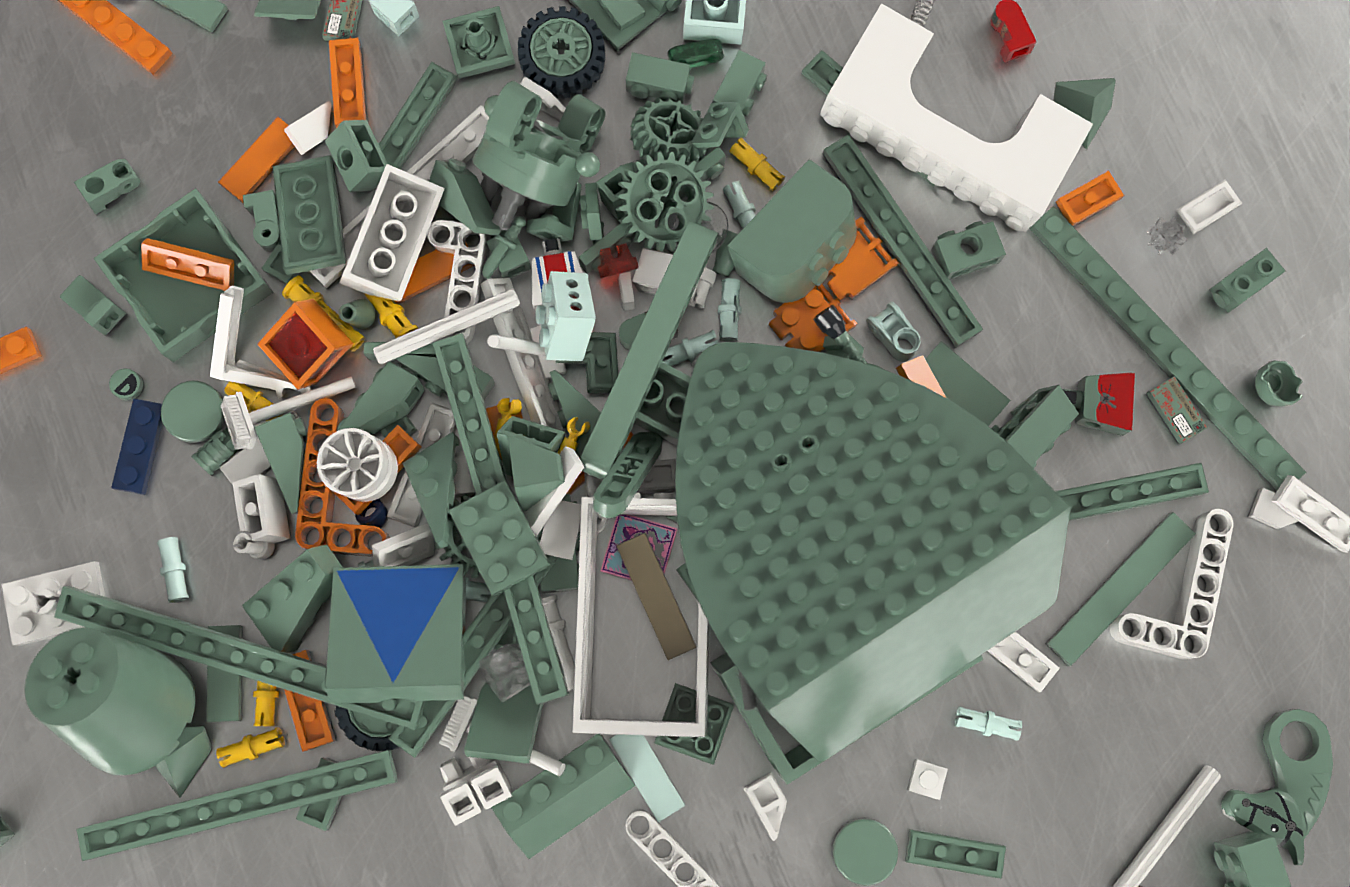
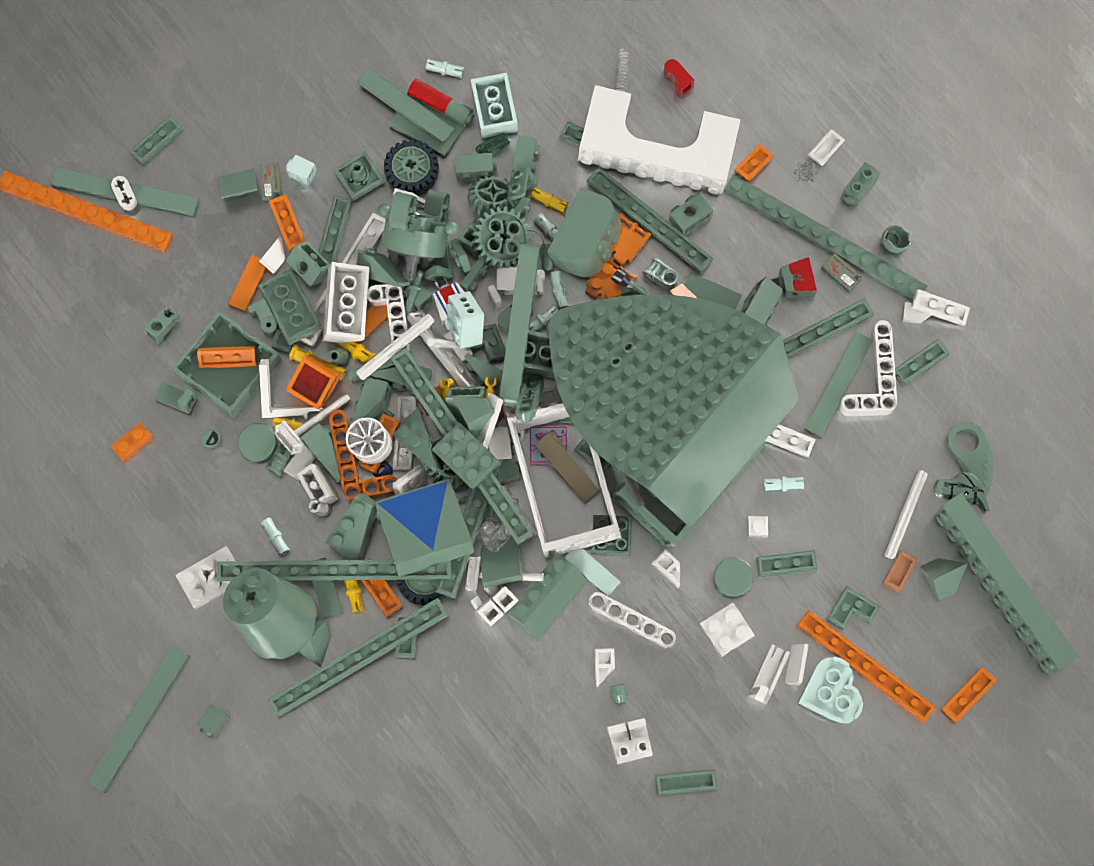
camera: 10 degrees left, 5 degrees down
(138, 447) = (230, 472): dark blue plate -> none
(250, 747) = (354, 624): yellow pin -> none
(622, 263) = (483, 283): clear red tile -> none
(1087, 99) = (736, 106): sand green slope -> none
(1261, 591) = (921, 362): none -> sand green tile

